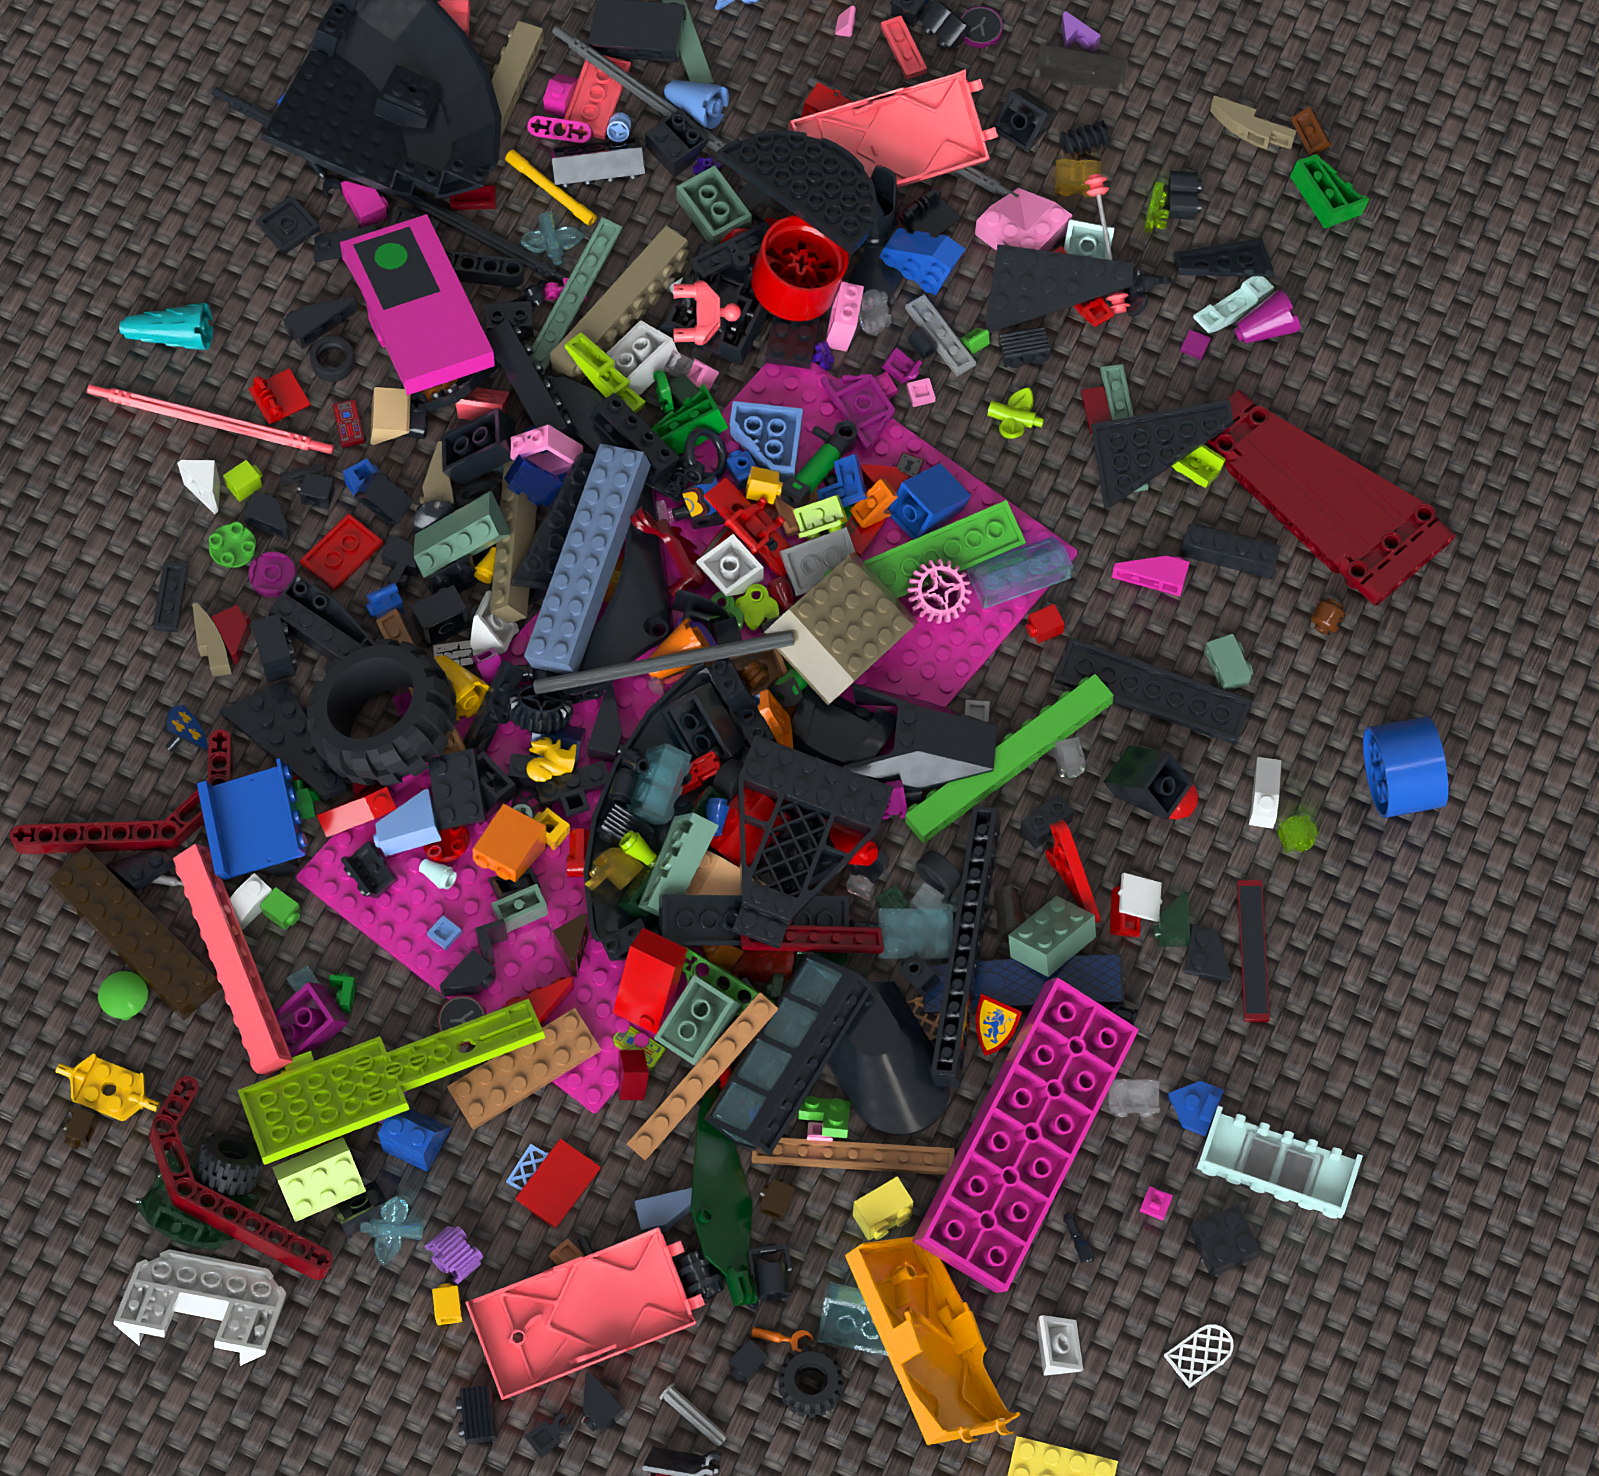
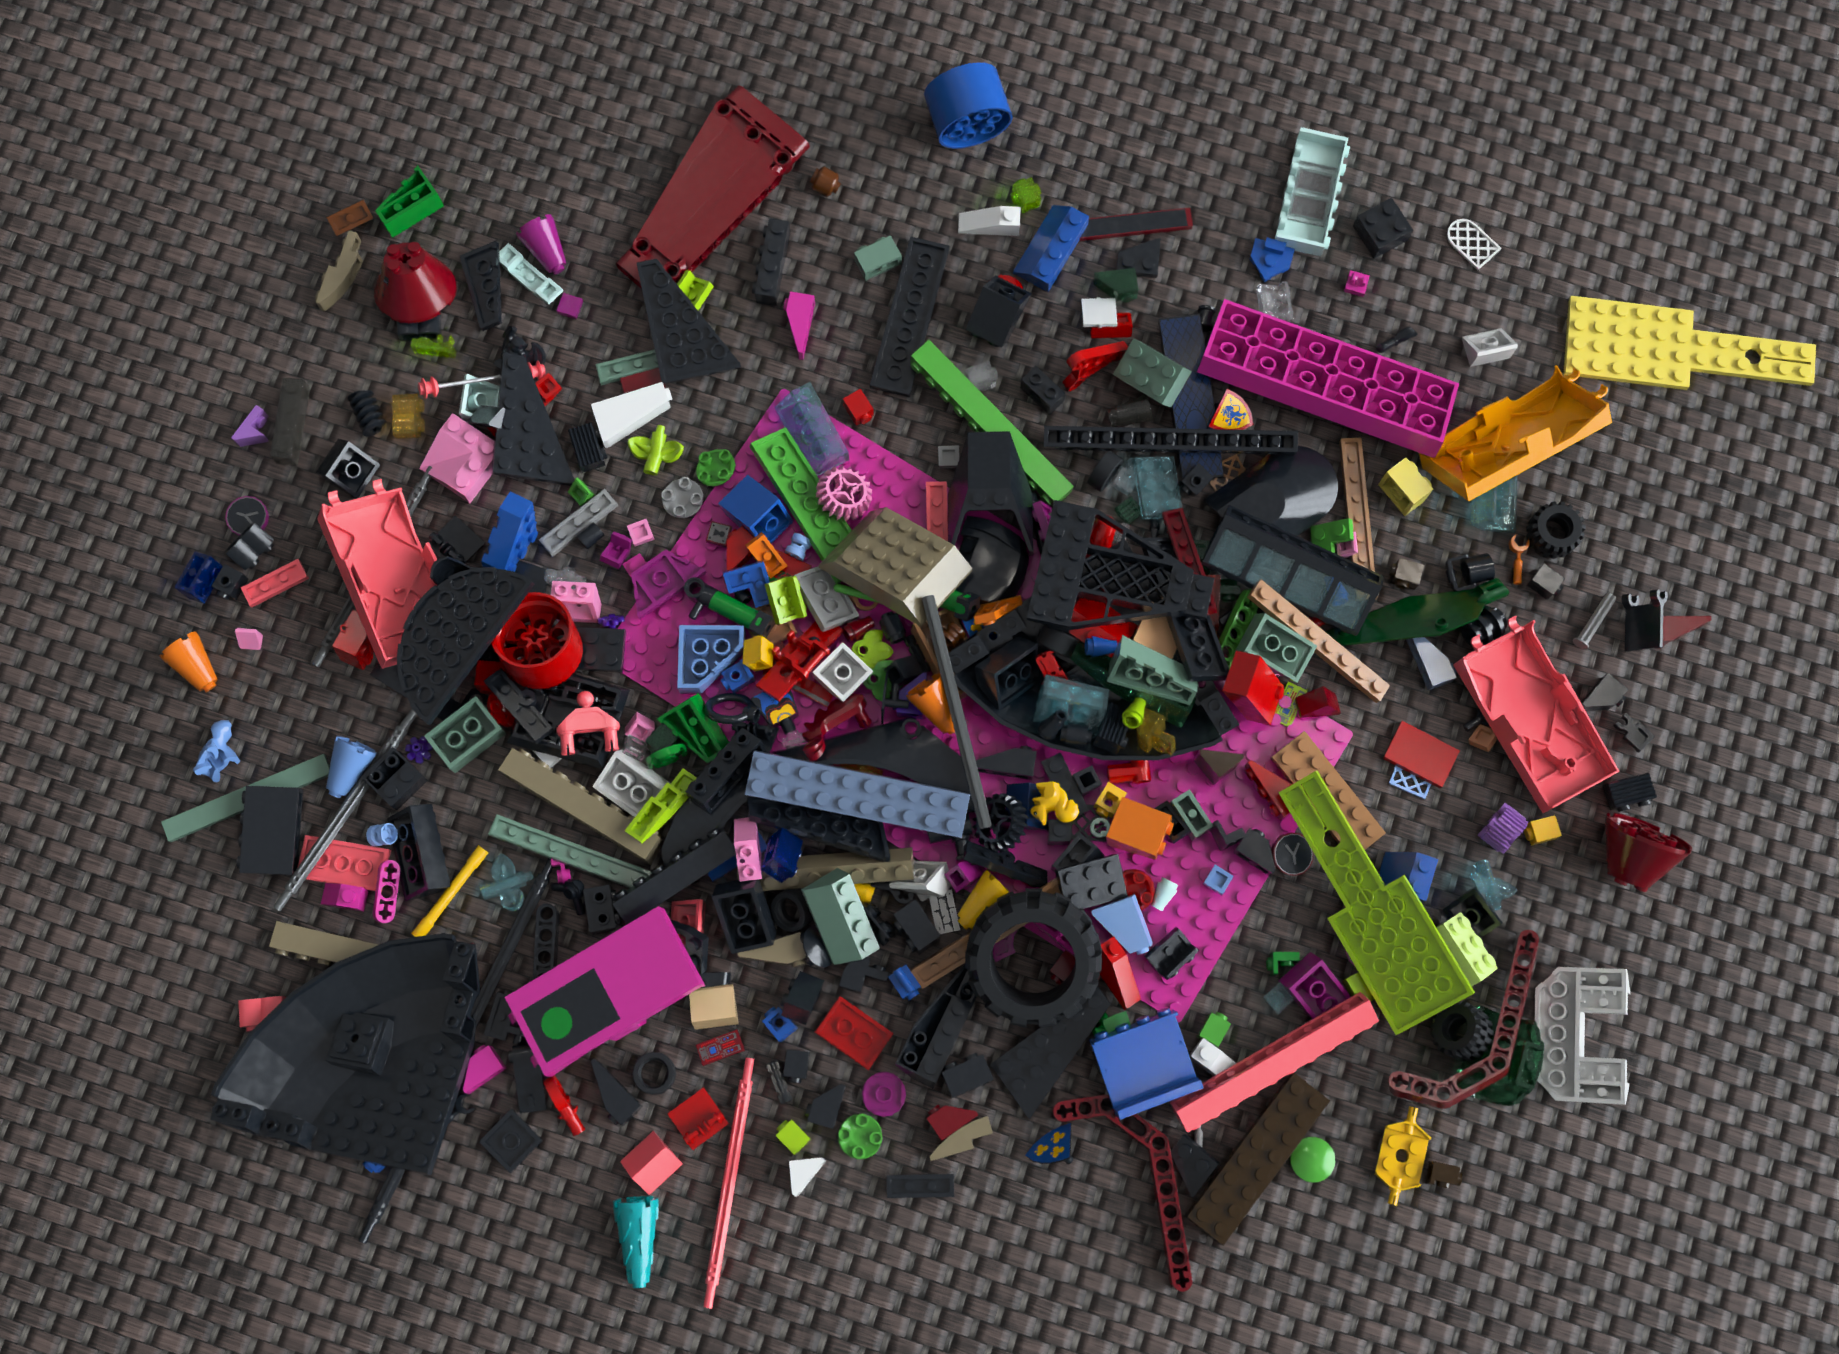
camera: 95 degrees left, 10 degrees up
(241, 349) = (651, 1163): none -> coral slope
(313, 272) = (562, 1103): none -> red pin
(407, 1402) = (1640, 852): none -> dark red cone
(882, 541) = (798, 546): none -> light blue wheel
(915, 687) = (937, 508): none -> coral plate
(956, 437) = (682, 498): none -> light grey dish
(988, 472) = (715, 467): none -> bright green dish
(1060, 243) = (488, 416): none -> black slope
(1061, 390) = (628, 412): none -> white slope
(1226, 188) = (413, 284): none -> dark red cone
(1226, 854) = (1052, 246): none -> blue slope

